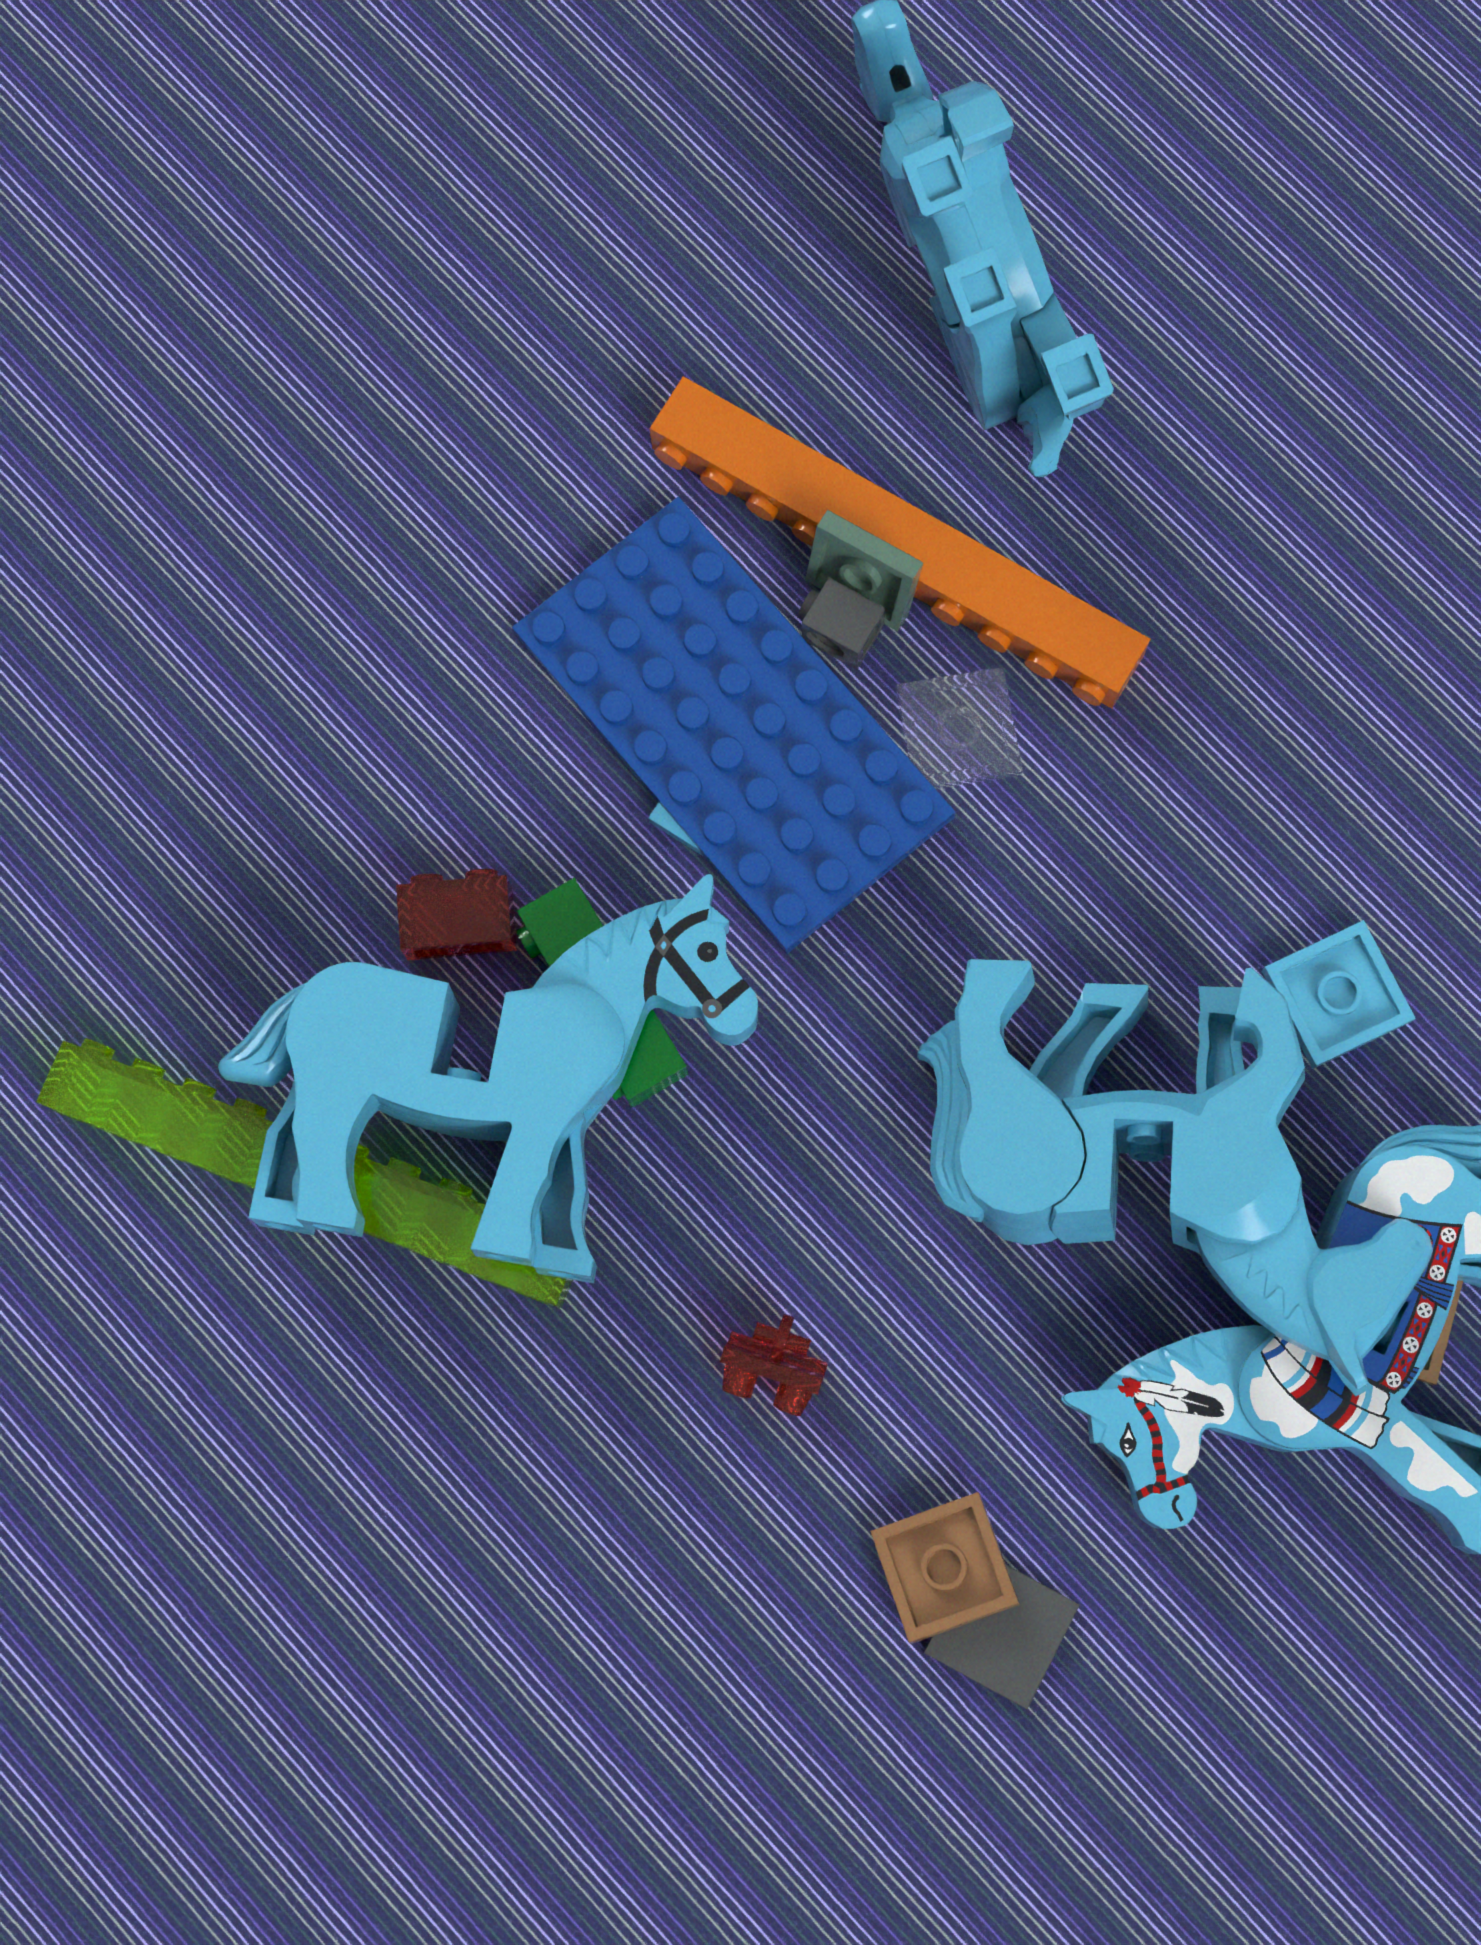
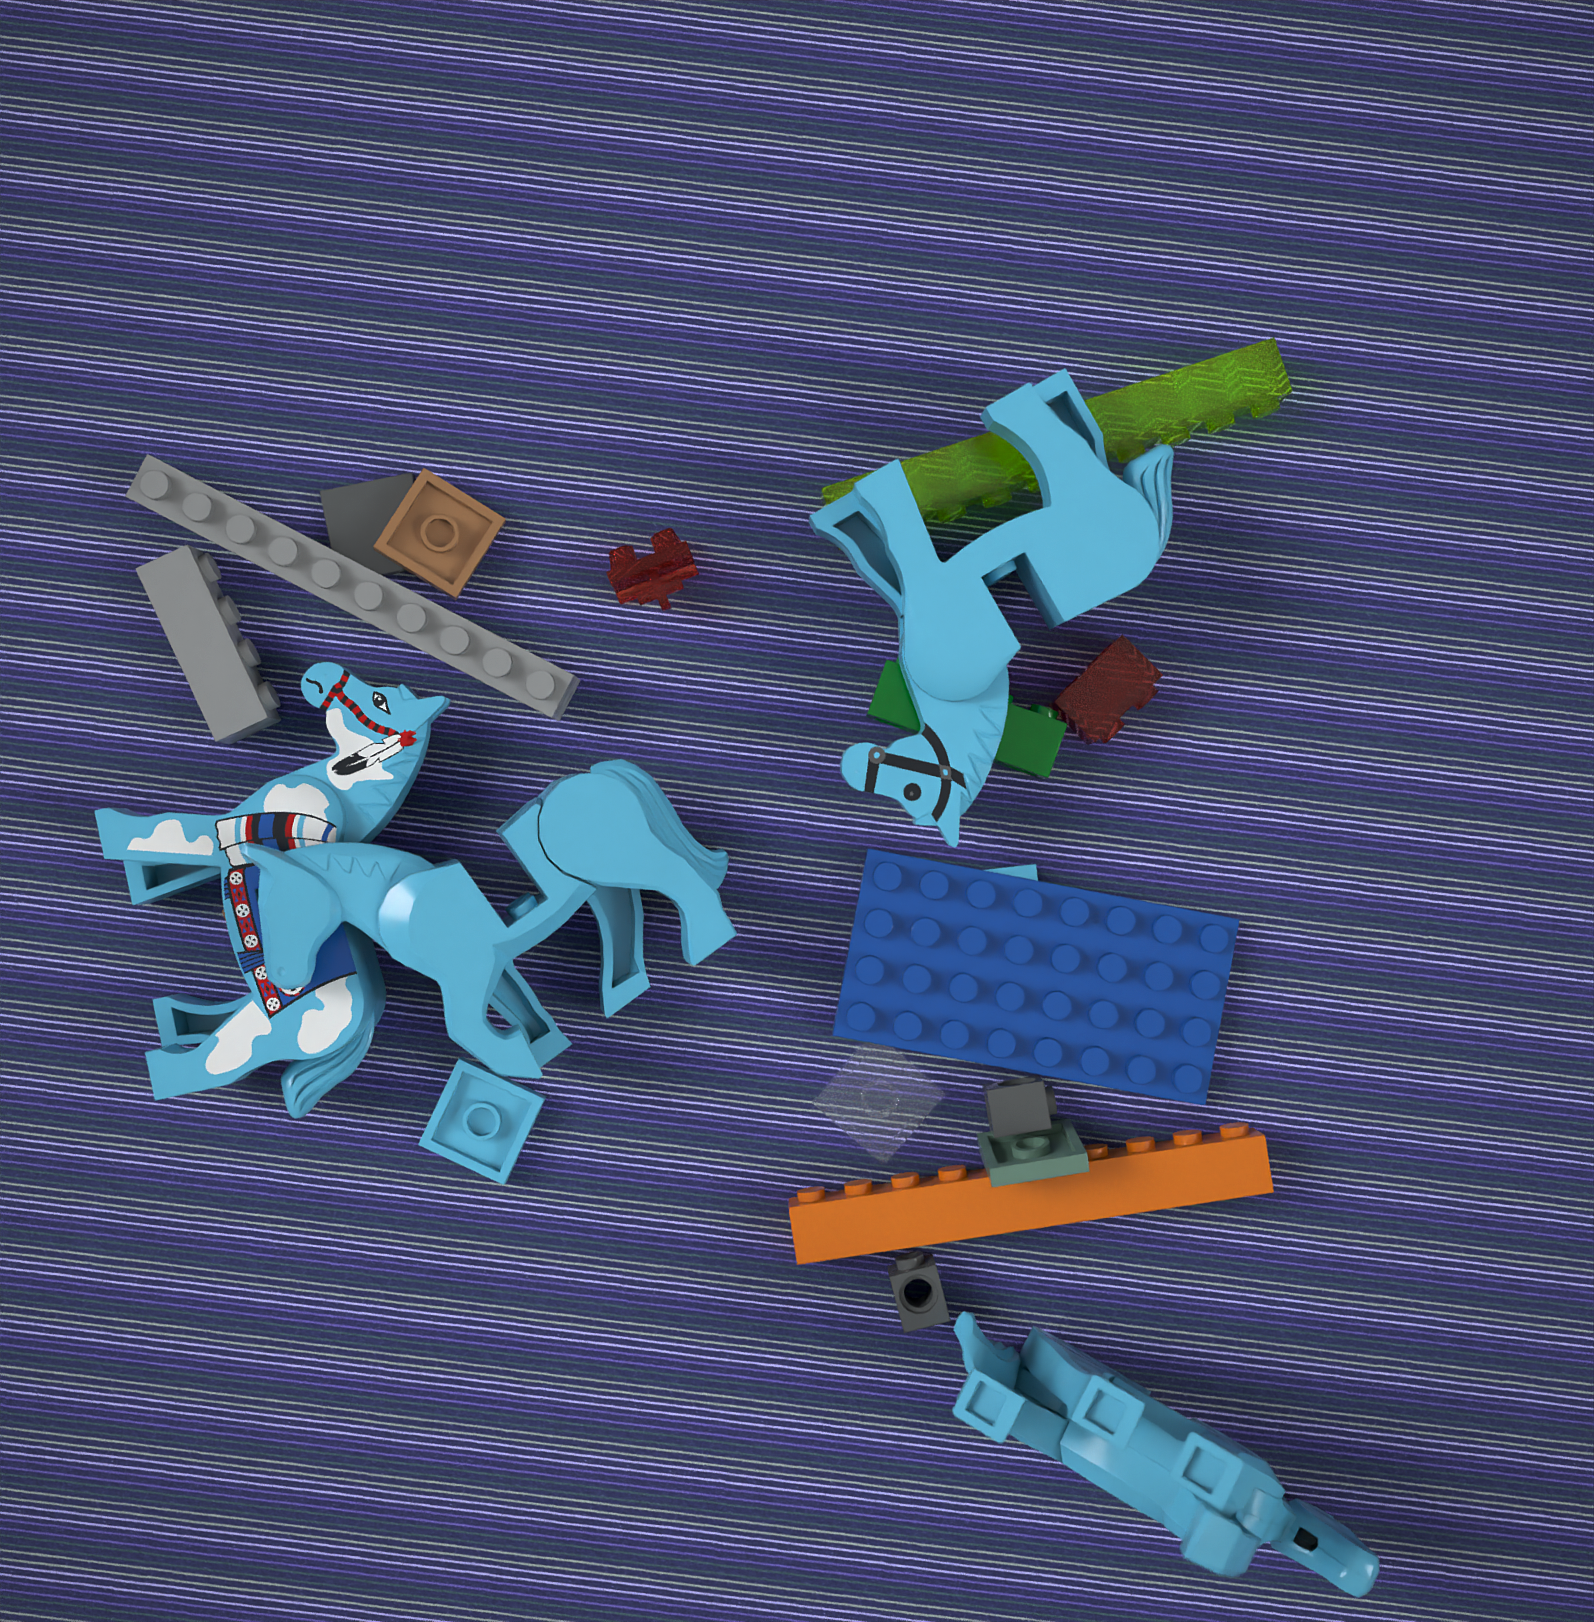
camera: 135 degrees right, 10 degrees up
(1068, 516) = (922, 1311): none -> dark grey brick
(1071, 1588) = (353, 587): none -> light grey brick
(1250, 1645) = (209, 644): none -> light grey brick

